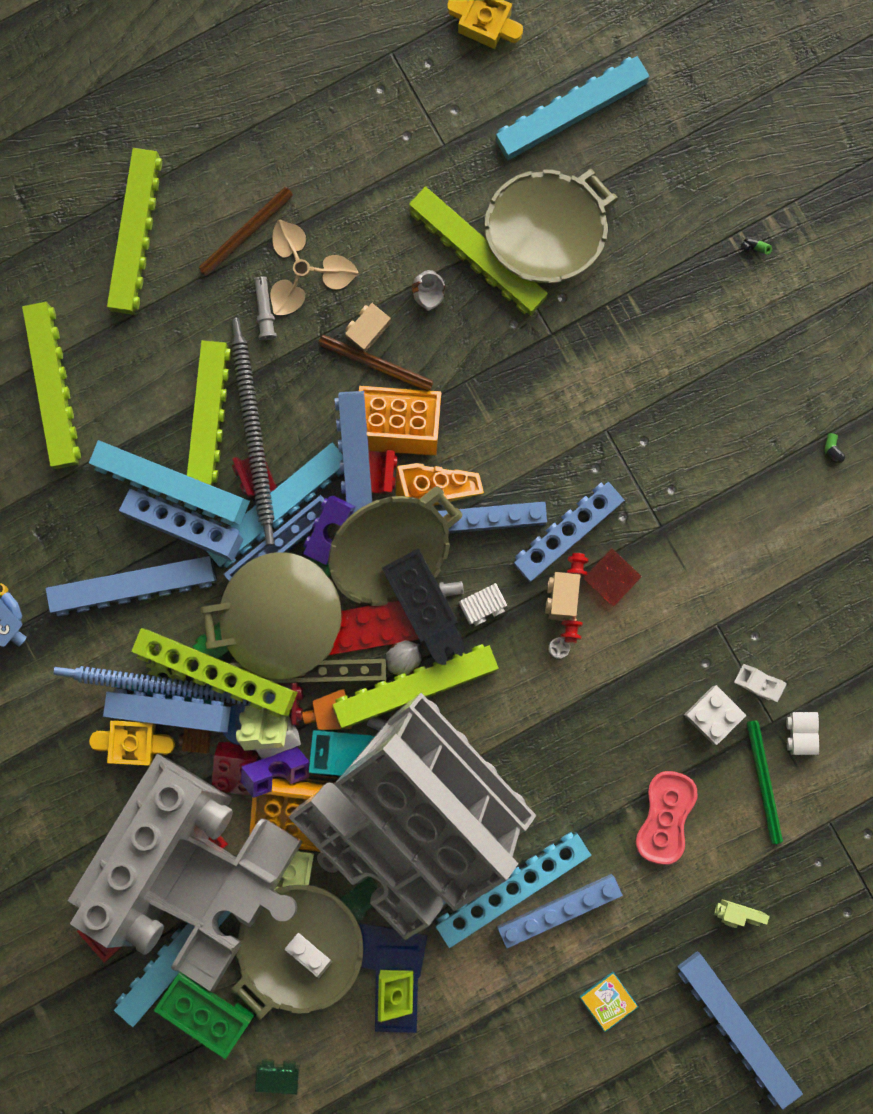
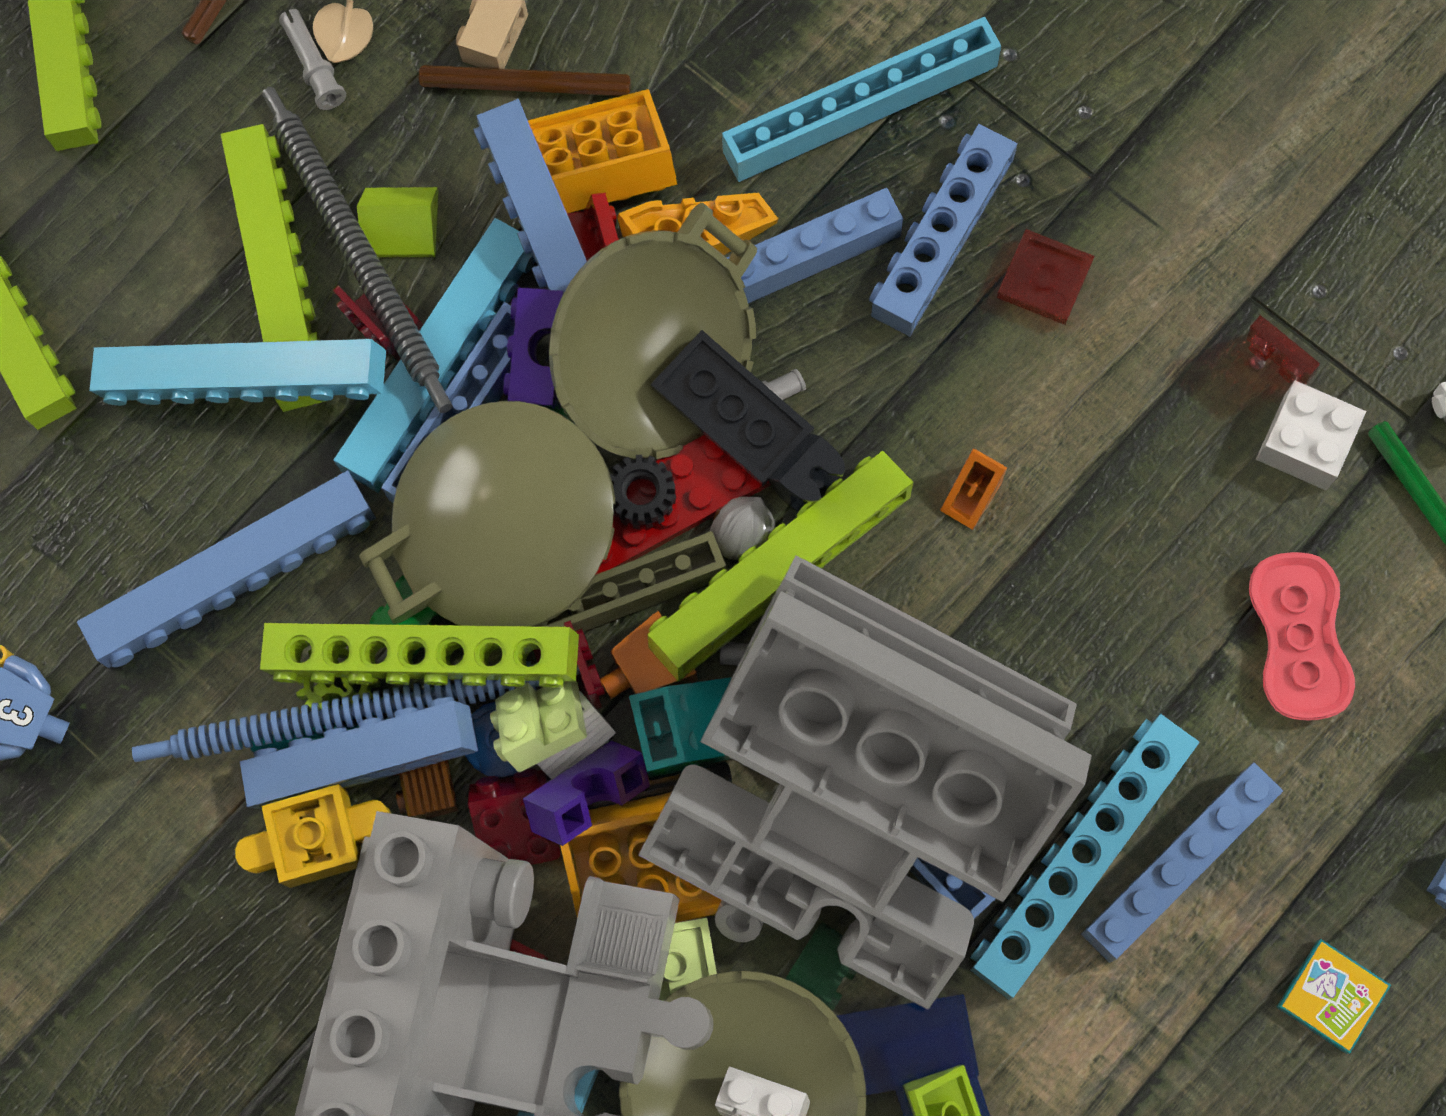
camera: 15 degrees left, 10 degrees down
(133, 508) = (194, 443): medium blue brick -> none
(282, 420) = (400, 220): none -> lime slope
(370, 622) = (660, 504): none -> black tyre
(483, 604) = (845, 393): white brick -> none
(529, 681) = (974, 489): none -> orange slope
(552, 443) = (861, 99): none -> medium azure brick
(560, 645) = (1004, 411): white wheel -> none
(564, 597) = (981, 328): tan brick -> none
(720, 674) = (1273, 344): none -> clear red plate
(760, 683) = (1364, 359): white brick -> none

